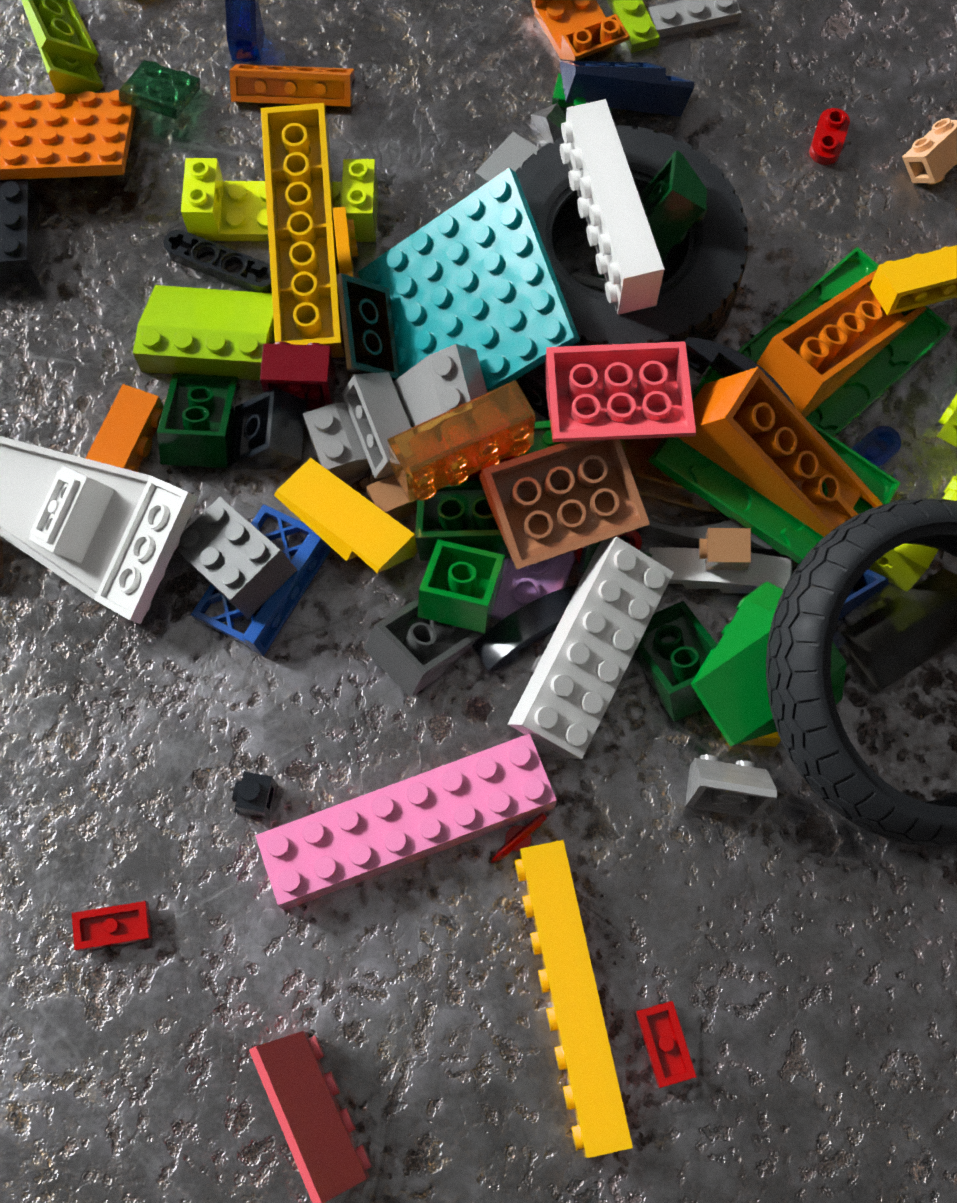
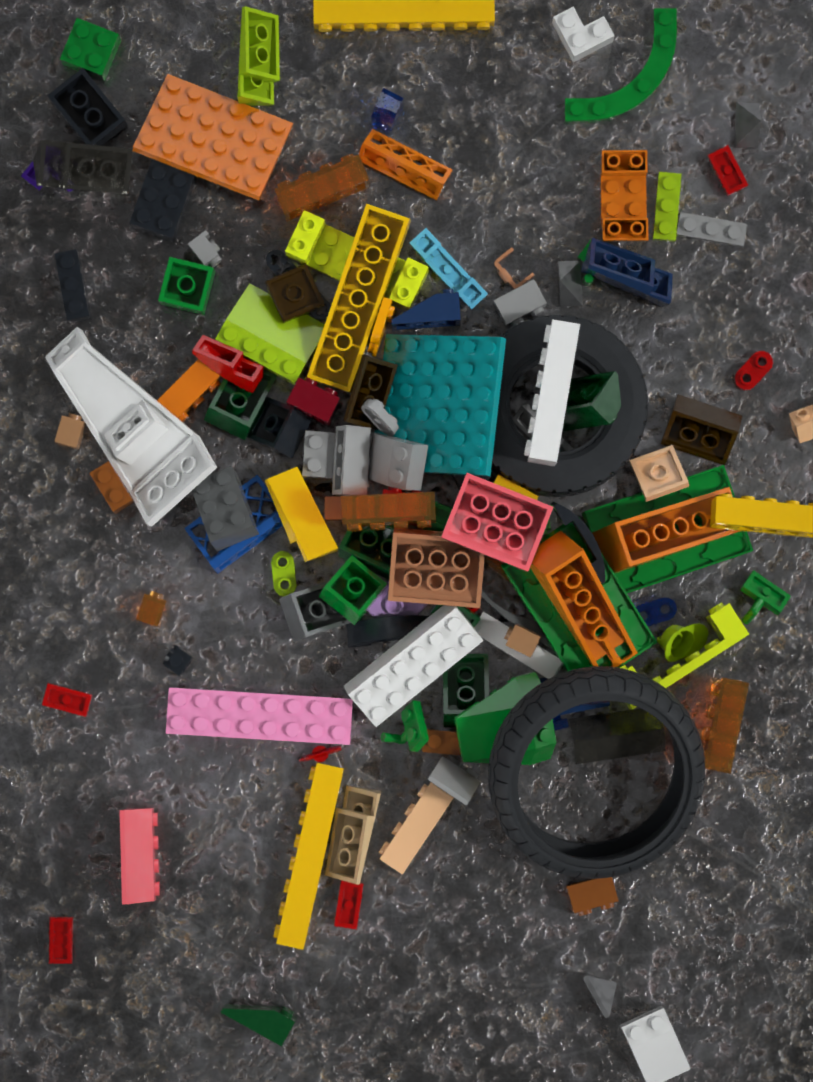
camera: 25 degrees right, 15 degrees up
(65, 600) = (112, 487): none -> dark orange brick
(70, 311) = (186, 286): none -> green brick
(79, 266) = (205, 250): none -> light grey brick
(159, 89) = (310, 132): clear green plate -> none
(164, 375) = (228, 363): none -> red slope
(188, 740) = (152, 609): none -> clear orange brick
(205, 126) = (322, 187): none -> clear orange brick
(217, 266) = (294, 293): none -> dark brown tile
(353, 614) = (284, 573): none -> lime plate
(393, 348) = (379, 416): none -> light grey plate
(400, 213) = (434, 312): none -> dark blue slope
(401, 173) = (447, 268): none -> medium azure slope
(468, 150) = (505, 276): none -> nougat piece
(621, 934) = (352, 834): none -> tan slope
(636, 737) = (414, 726): none -> green plate
(685, 741) = (442, 742): none -> dark orange brick
(707, 882) = (416, 827): none -> light nougat brick
(785, 285) = (659, 473): none -> light nougat plate
(808, 219) = (701, 429): none -> dark brown slope
(928, 469) = (682, 641): none -> lime piece

